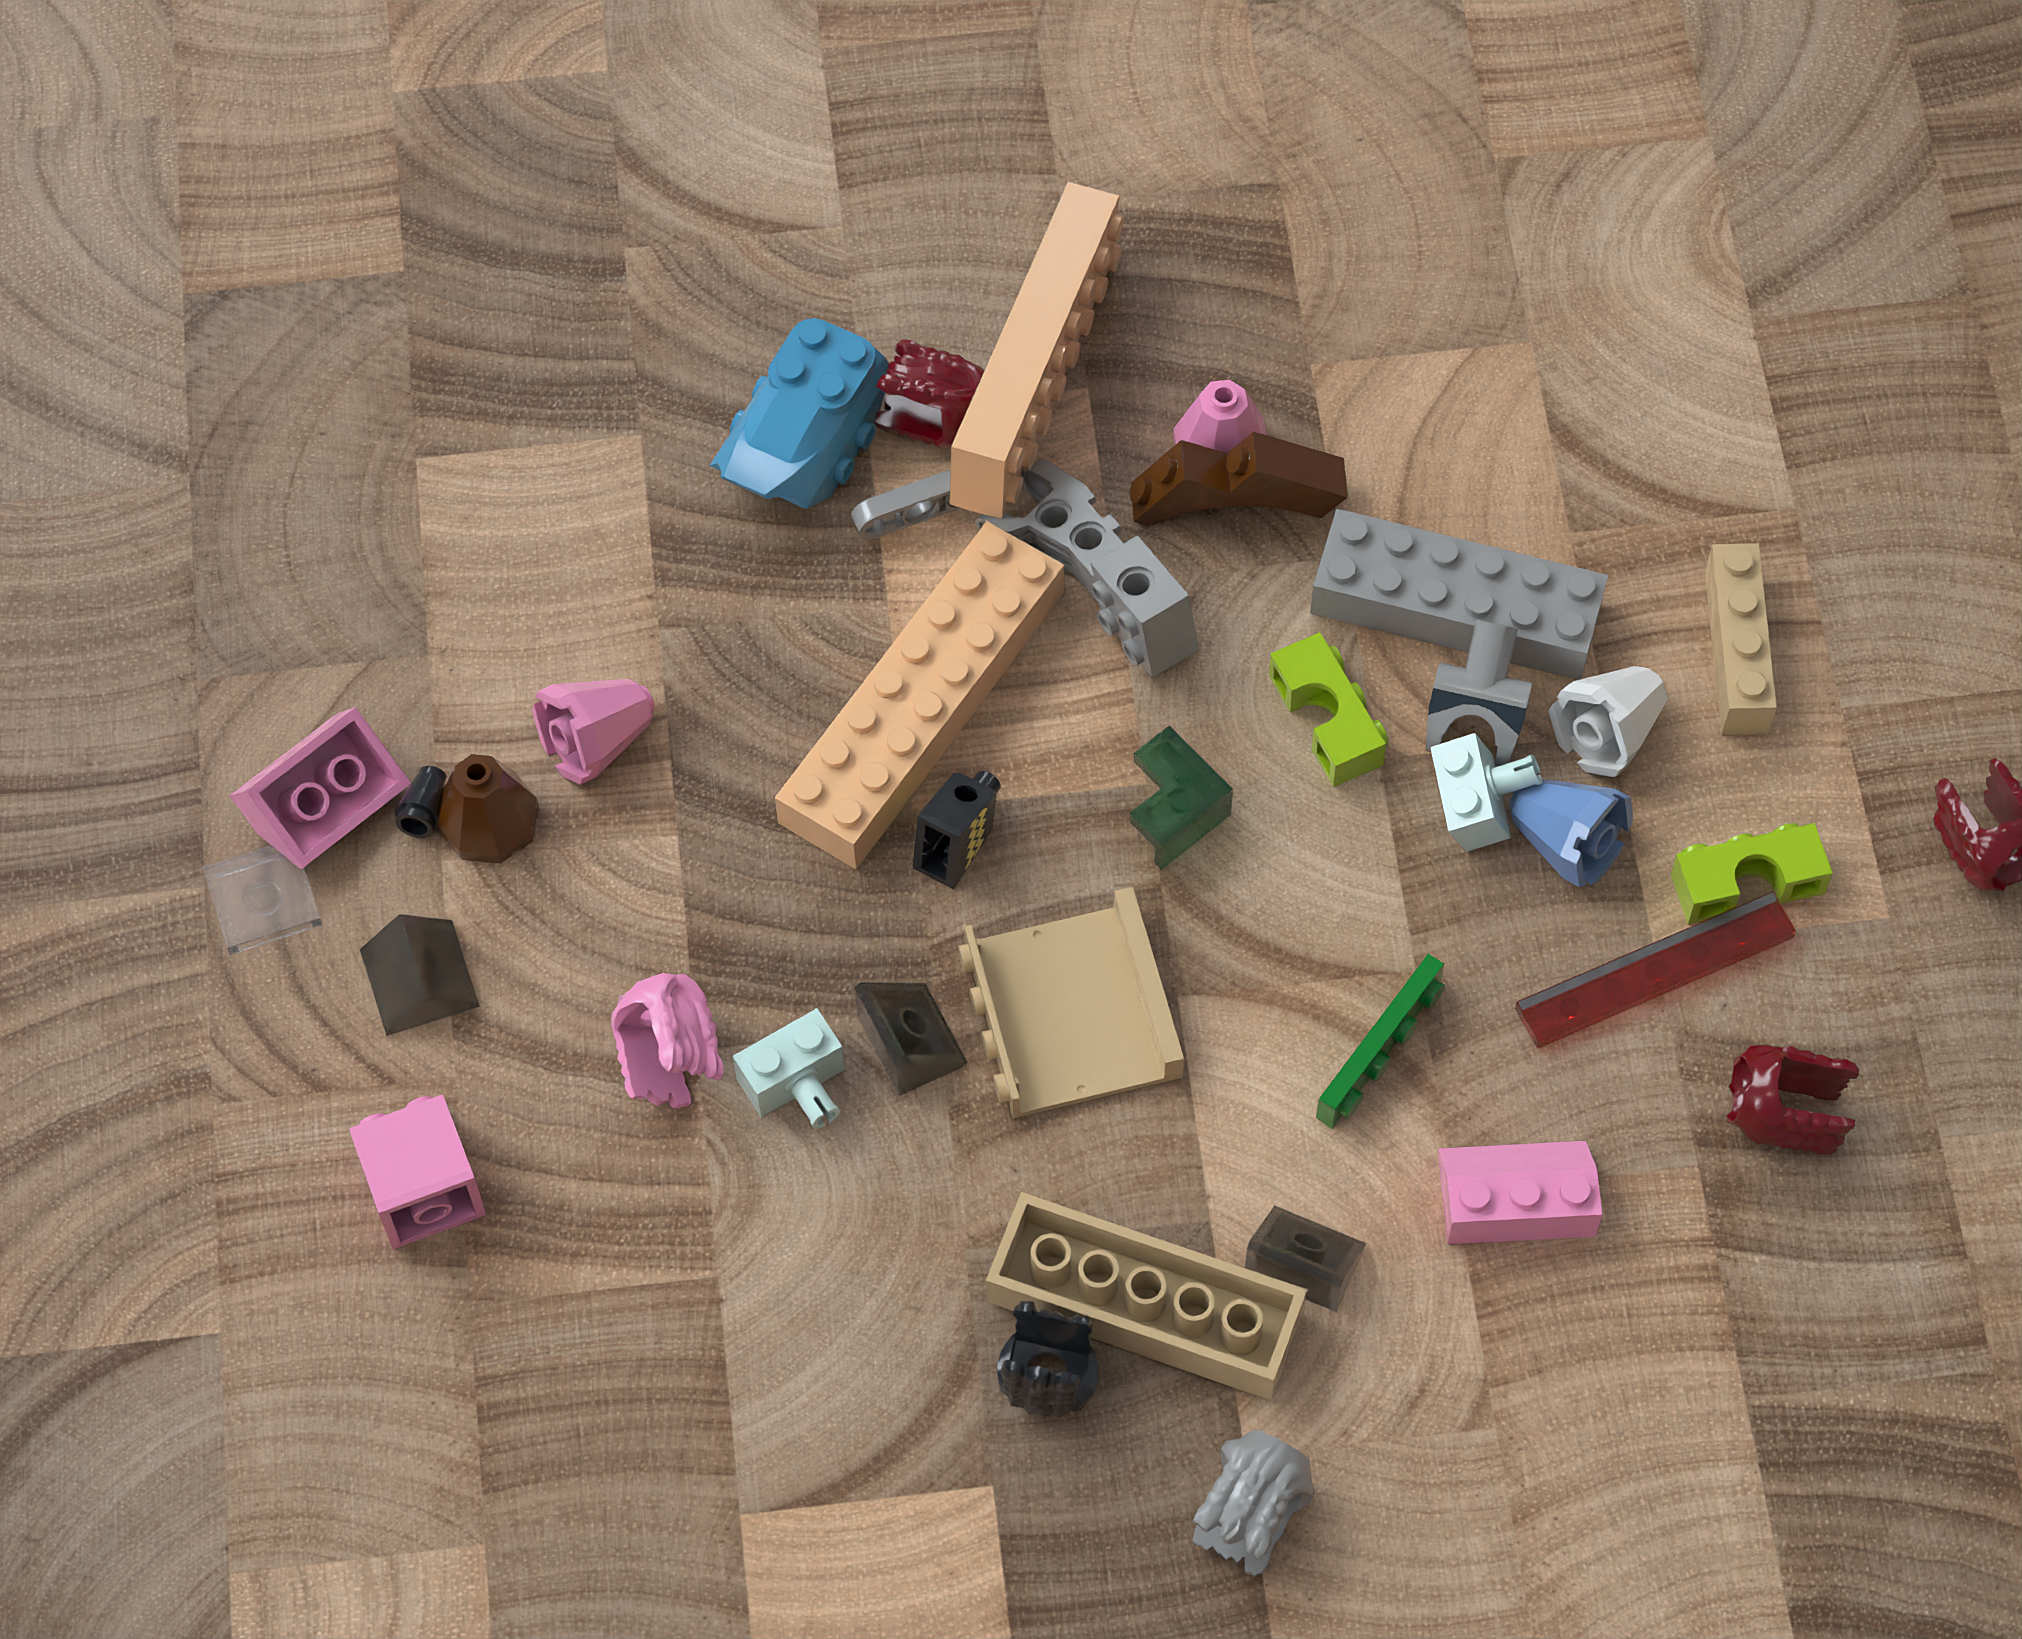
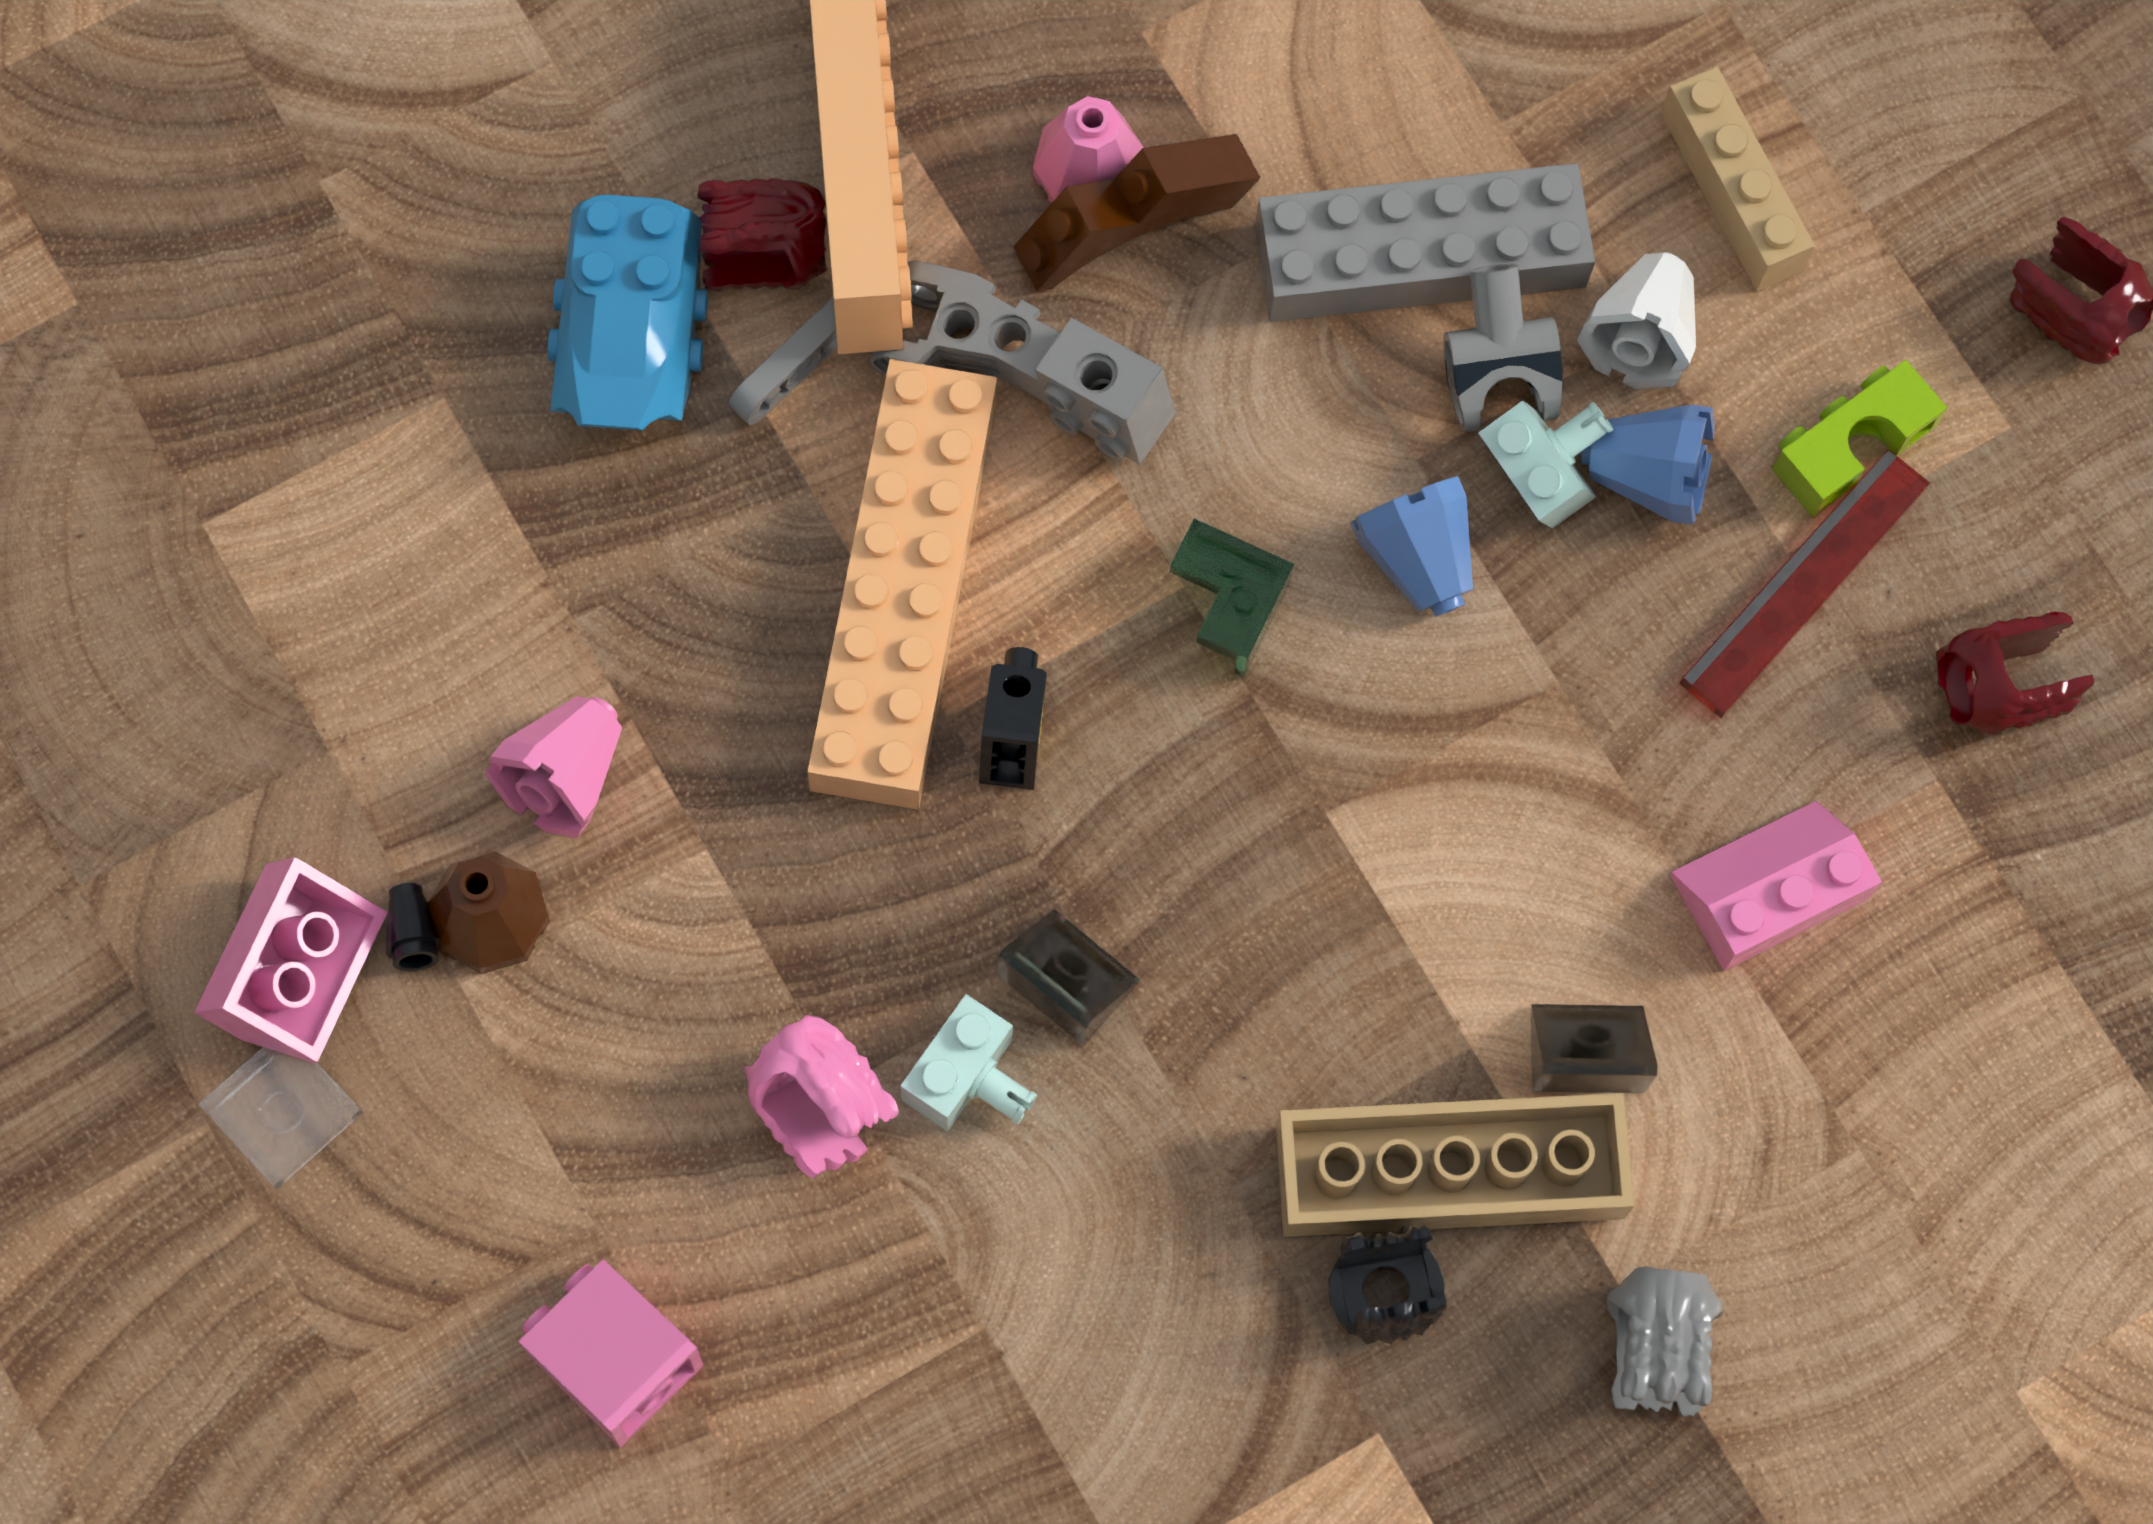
camera: 30 degrees left, 10 degrees up
(417, 972) = (499, 1127): clear smoke slope -> none
(1073, 1008) = (1225, 872): tan panel -> none
(1314, 675) = (1314, 394): lime arch -> none
(1346, 814) = (1422, 545): none -> medium blue cone
(1371, 1055) = (1572, 757): green plate -> none

